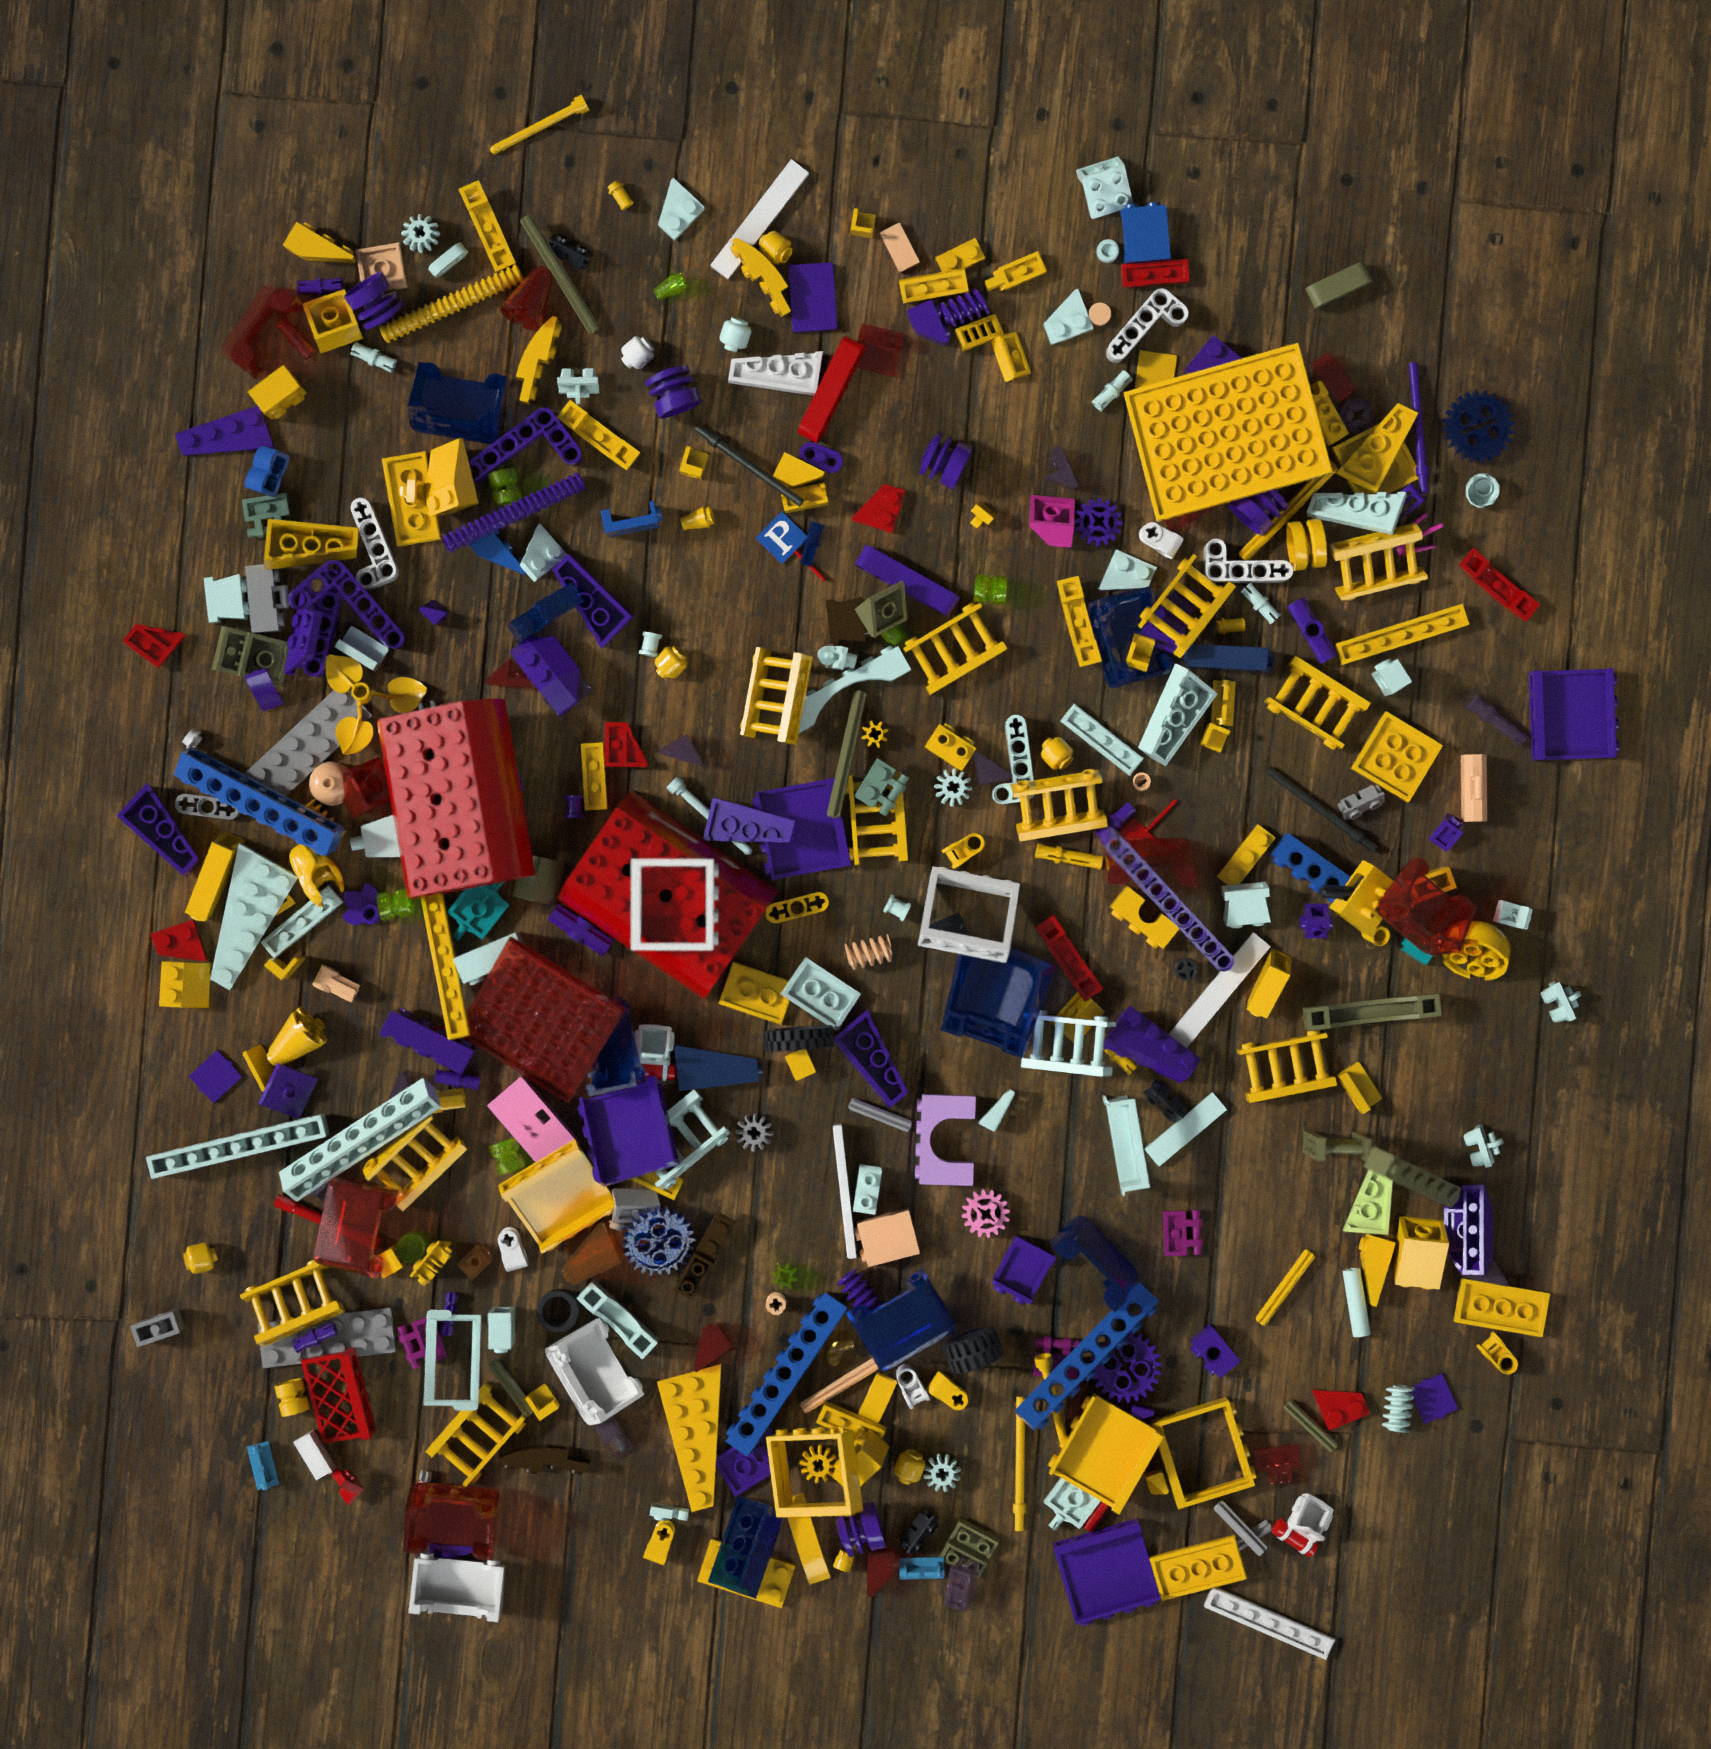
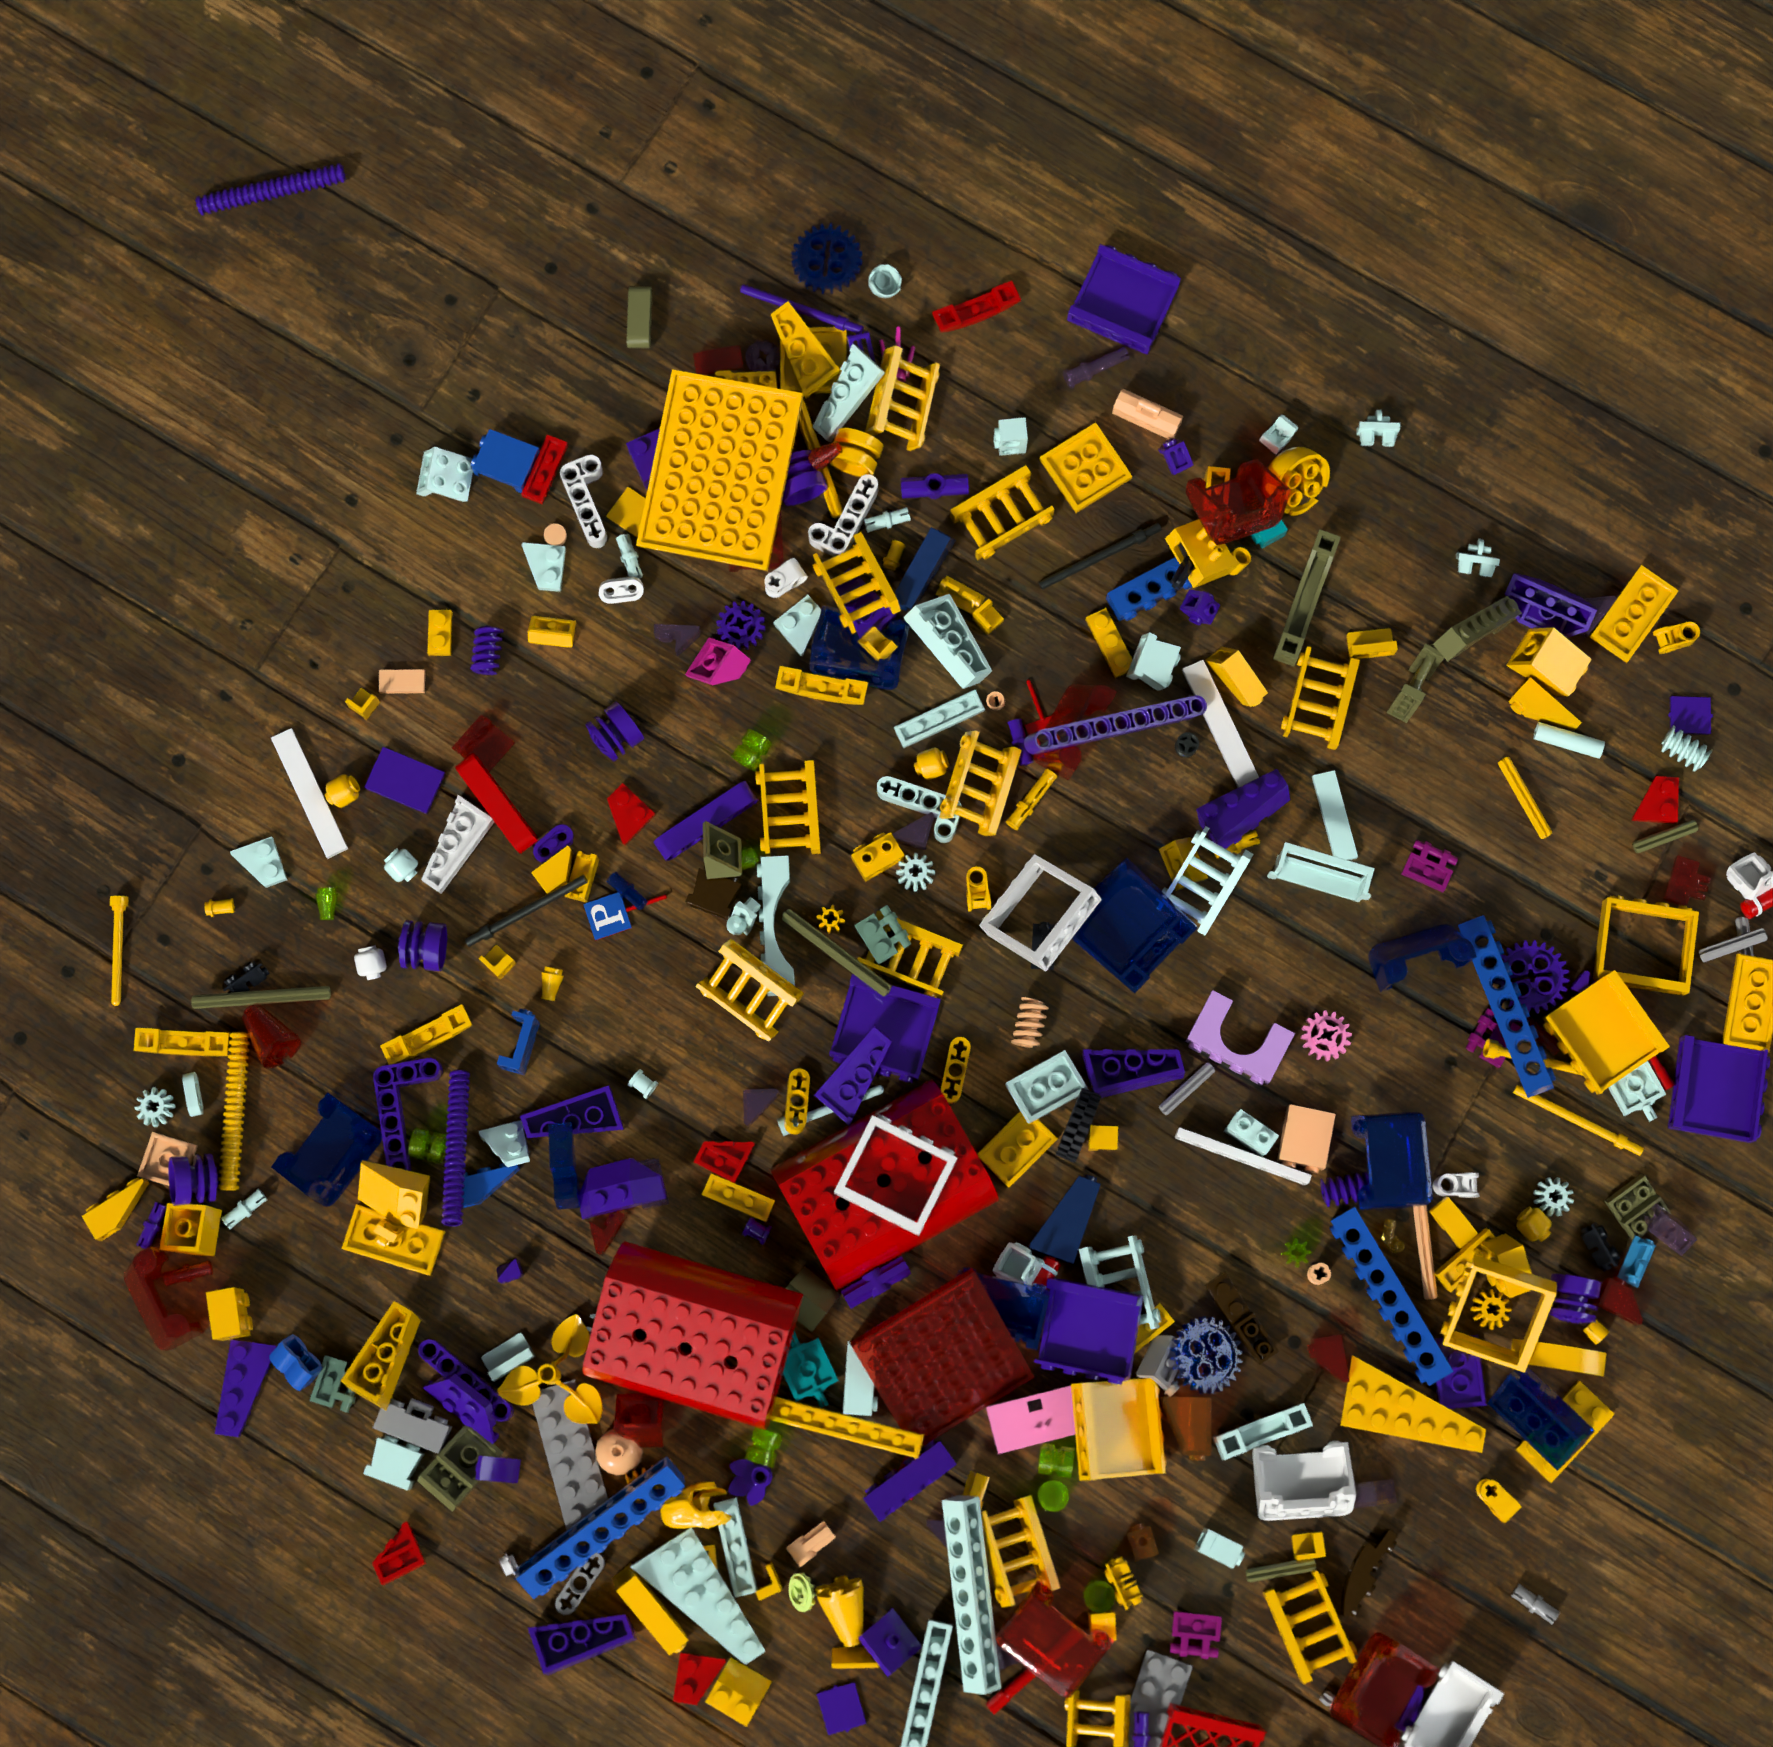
camera: 65 degrees left, 10 degrees down
(291, 996) = (801, 1592): none -> yellowish green gear
(352, 599) = (456, 1341): dark purple beam -> none
(371, 542) = (412, 1297): white beam -> none
(377, 839) = (694, 1430): light aqua torso -> none
(430, 1358) = (1216, 1633): light aqua piece -> none
(451, 1299) = (1180, 1594): dark purple axle -> none
(457, 1080) = (959, 1472): dark purple pin -> none
(476, 1167) = (1052, 1495): none -> clear neon green wheel
(512, 1253) = (1151, 1501): white piece -> none
(538, 350) = (320, 1052): yellow slope -> none
(556, 1327) = (1245, 1488): black tyre -> none
(578, 386) = (371, 1032): light aqua hips -> none
(589, 1613) = (1535, 1604): none -> light grey pin
(664, 1511) = (1469, 1481): light aqua plate -> none
(671, 662) = (669, 1073): yellow head -> none
(689, 795) = (802, 1093): none -> yellow beam
(748, 1137) = (1149, 1221): light grey gear -> none
(758, 266) = (350, 813): yellow slope -> none
(897, 907) = (1001, 977): light aqua bush -> none
(927, 323) = (483, 689): dark purple slope -> none
(934, 285) = (452, 666): yellow plate -> none
(945, 1388) = (1475, 1154): yellow piece -> none
(959, 332) = (507, 665): yellow slope -> none
(973, 1350) = (1450, 1108): black tyre -> none
(982, 513) = (680, 723): yellow tile -> none
(995, 1114) = (1239, 984): light aqua slope -> none
(1017, 272) = (479, 588): yellow hinge -> none
(1022, 1270) = (1395, 1028): dark purple panel -> none
(1068, 958) = (1125, 845): red slope -> none
(1077, 399) = (621, 591): none -> white plate
(1107, 251) = (503, 501): light aqua tile -> none
(1127, 907) = (1105, 769): yellow arch -> none
(1156, 1482) = (1654, 1001): yellow slope -> none
(1172, 1109) = (1310, 819): black hinge -> none
(1210, 1338) = (1565, 881): dark purple brick -> none
(1286, 518) = (823, 455): none -> clear red cone
(1353, 808) = (1112, 509): light grey hinge -> none
(1371, 1206) = (1484, 682): yellowish green wing -> none
(1401, 634) = (977, 411): yellow plate -> none

